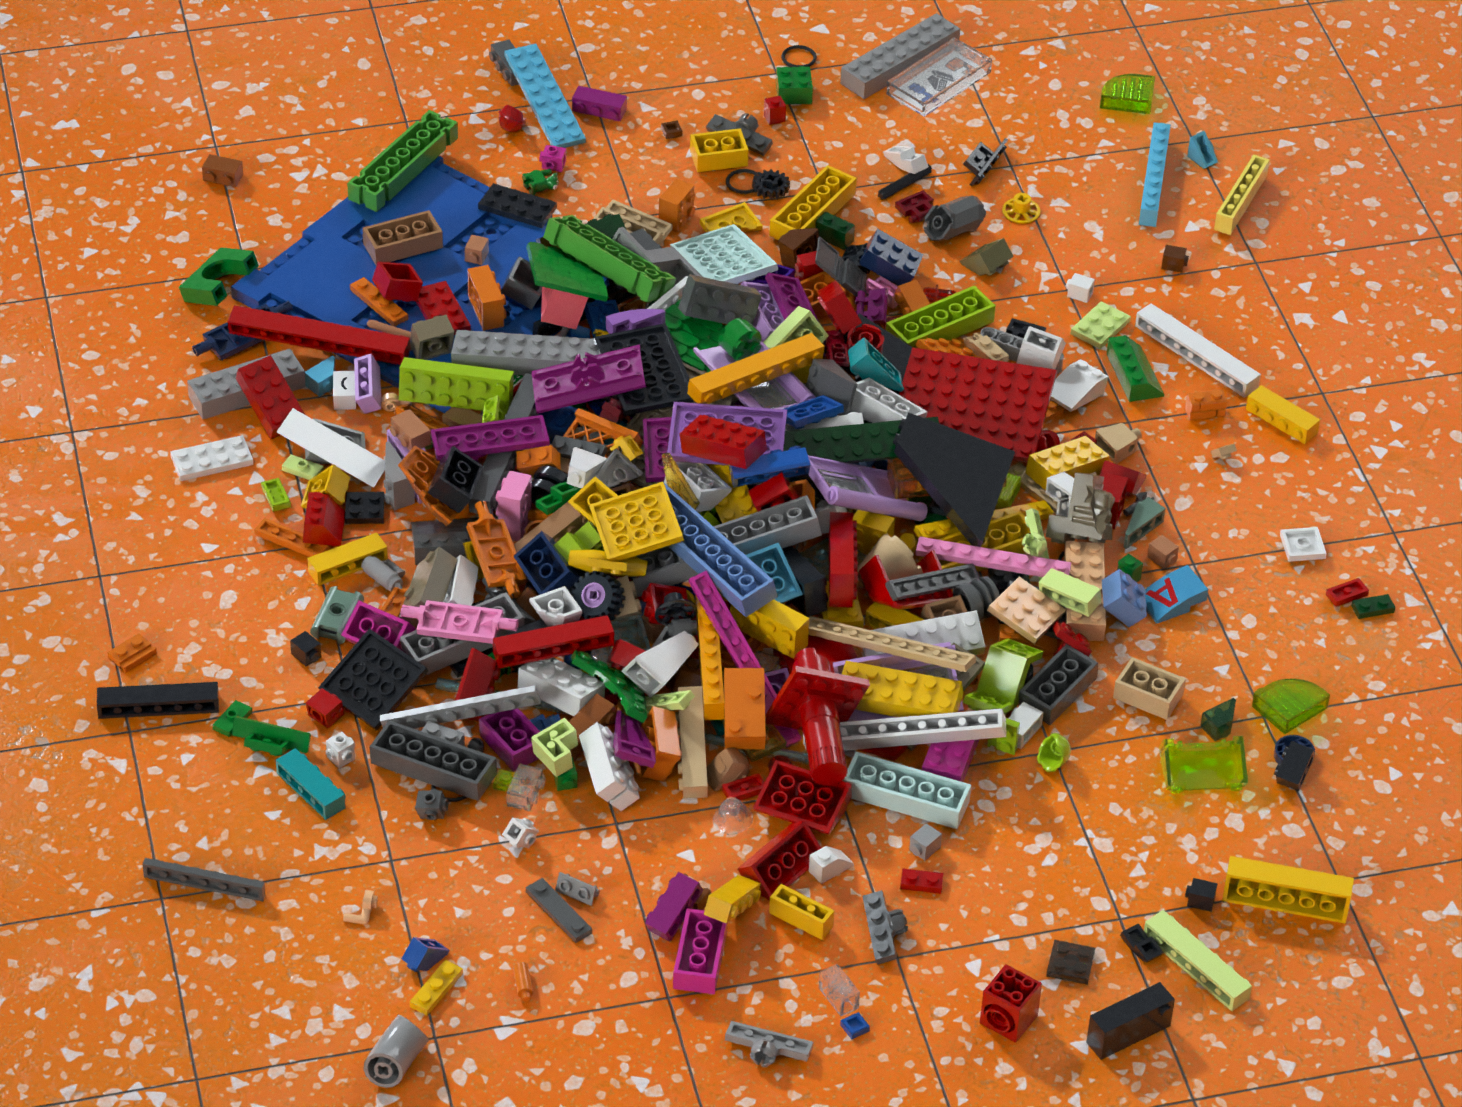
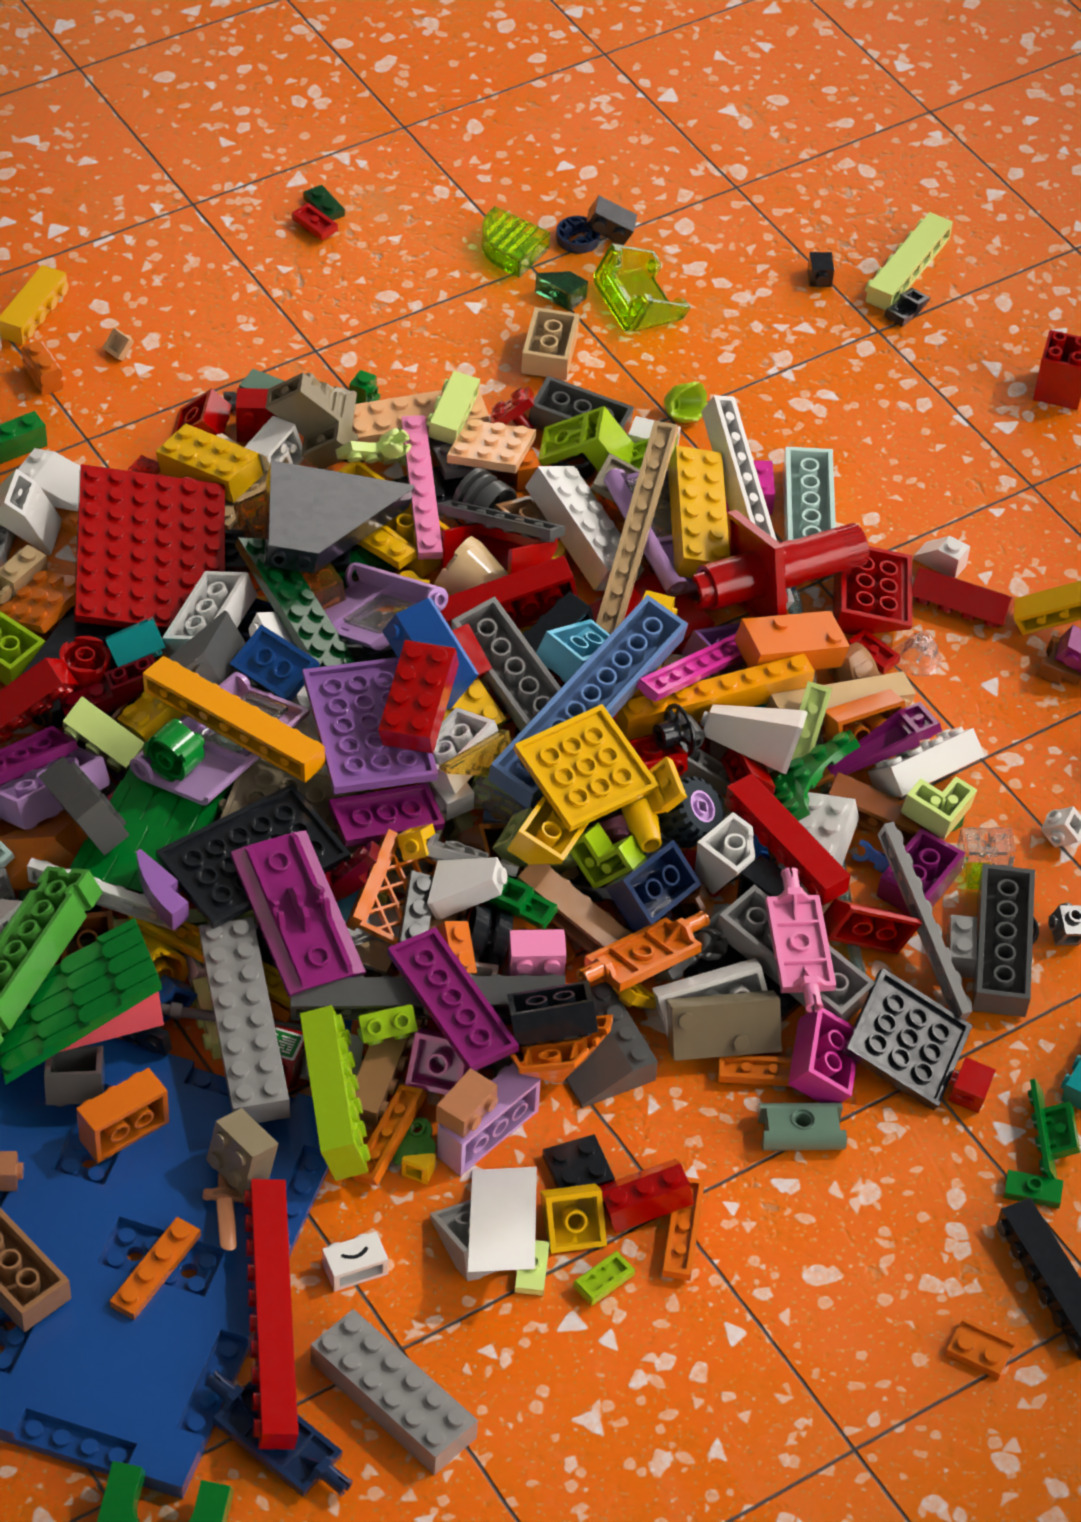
camera: 110 degrees left, 5 degrees up
(211, 458) = (559, 1390): white plate -> none
(267, 393) = (433, 1328): red brick -> none
(305, 648) = (879, 1141): black brick -> none
(320, 377) = (334, 1296): medium azure slope -> none
(340, 749) = (1032, 1045): white brick -> none
(345, 559) = (694, 1148): yellow brick -> none
(367, 383) = (343, 1224): lavender brick -> none
(383, 572) = (701, 1101): light grey piece -> none
(391, 400) = (359, 1194): light nougat plate -> none
(397, 281) = (127, 1234): red piece -> none
(398, 489) = (525, 1130): light grey slope -> none
(439, 301) = (146, 1182): red plate -> none
(476, 744) = (942, 913): dark grey hinge -> none
(801, 911) = (1033, 557): yellow brick -> none
(883, 926) = (1004, 497): dark grey plate -> none
(921, 881) = (919, 483): red plate -> none
(925, 842) = (869, 485): light grey brick -> none
(1010, 742) = (689, 431): lime plate -> none
(1070, 962) = (960, 354): clear smoke plate -> none
(1118, 441) = (139, 433): tan torso -> none
(1124, 598) = (424, 377): medium blue brick -> none
(1130, 1020) = (1027, 287): black brick -> none
(1163, 551) = (318, 364): nougat brick -> none
(1174, 594) = (385, 350): dark azure slope -> none
(1288, 889) = (788, 203): yellow brick -> none
(1303, 544) = (251, 263): white plate -> none

